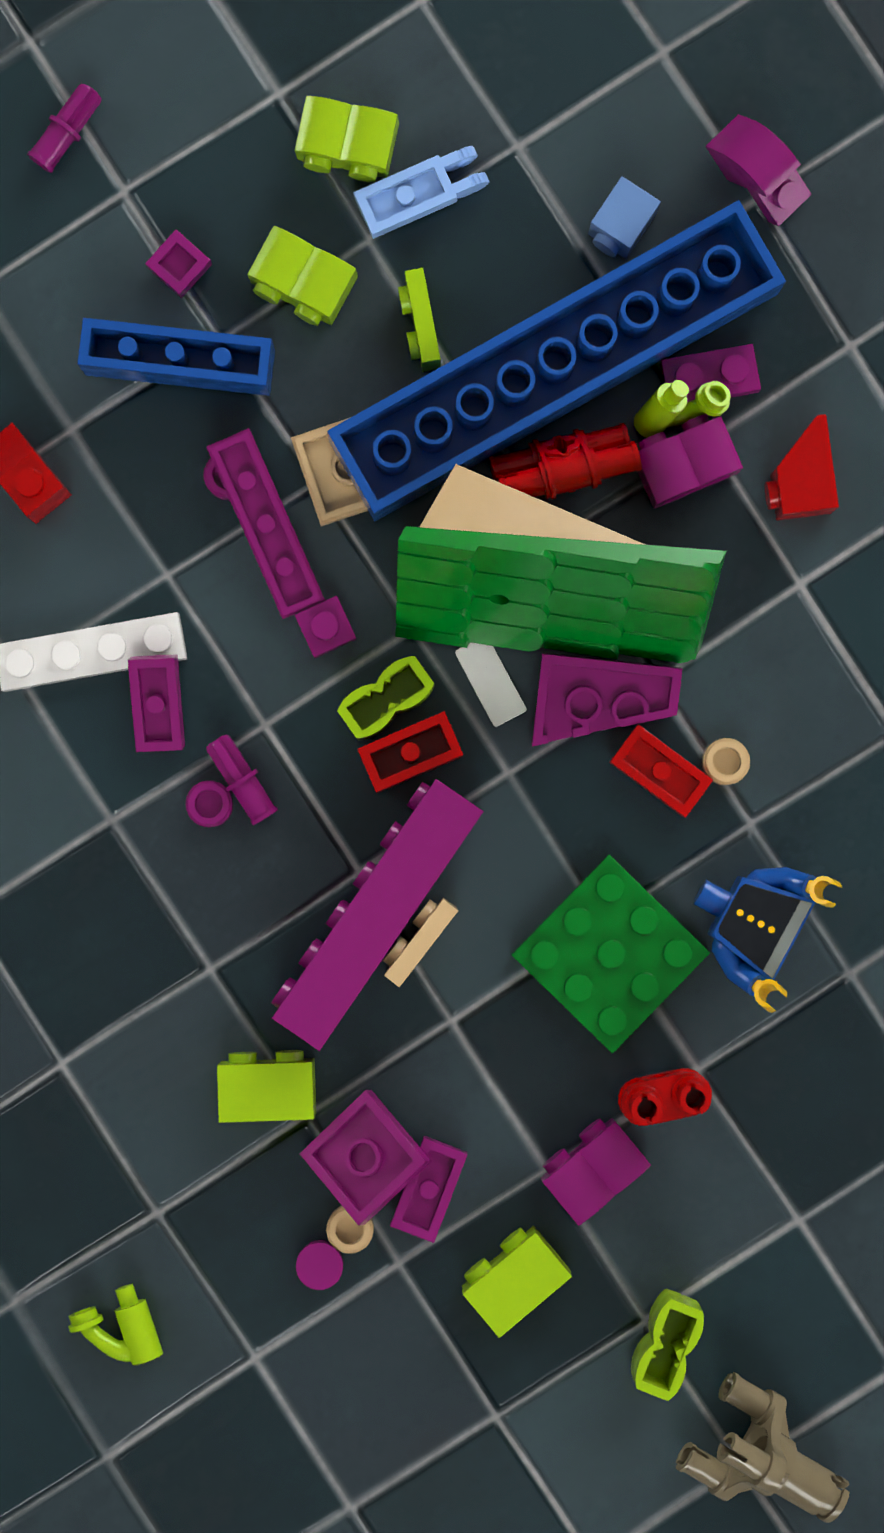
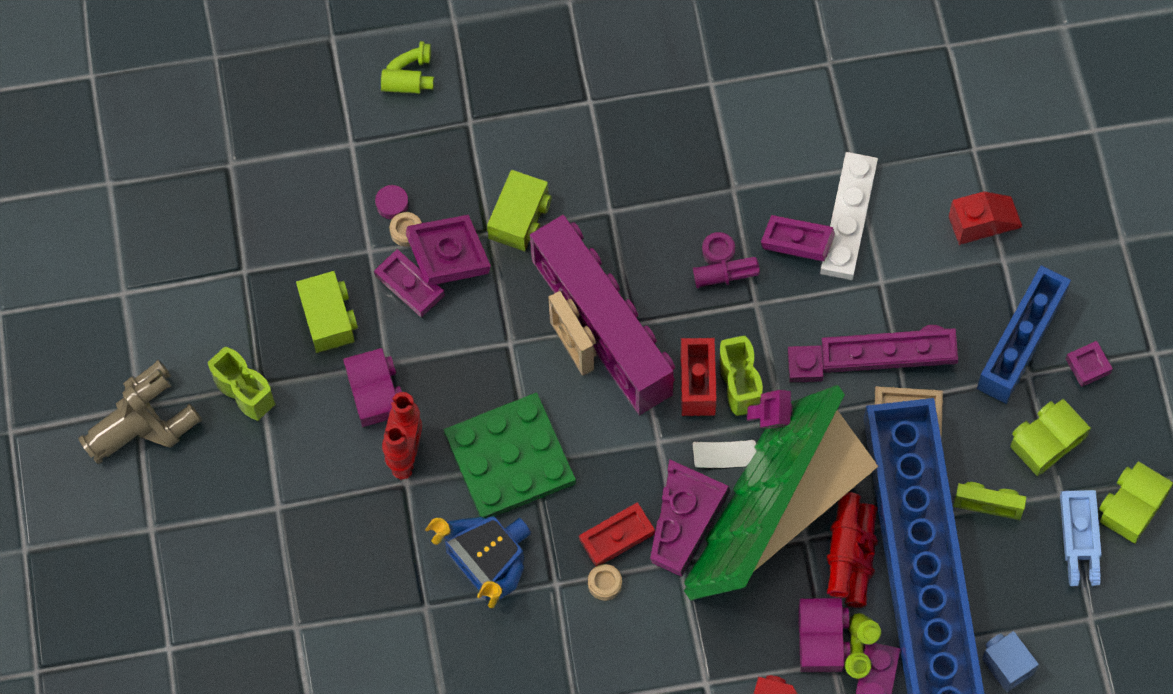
camera: 115 degrees right, 20 degrees down
(428, 630) = (773, 411): none -> magenta plate

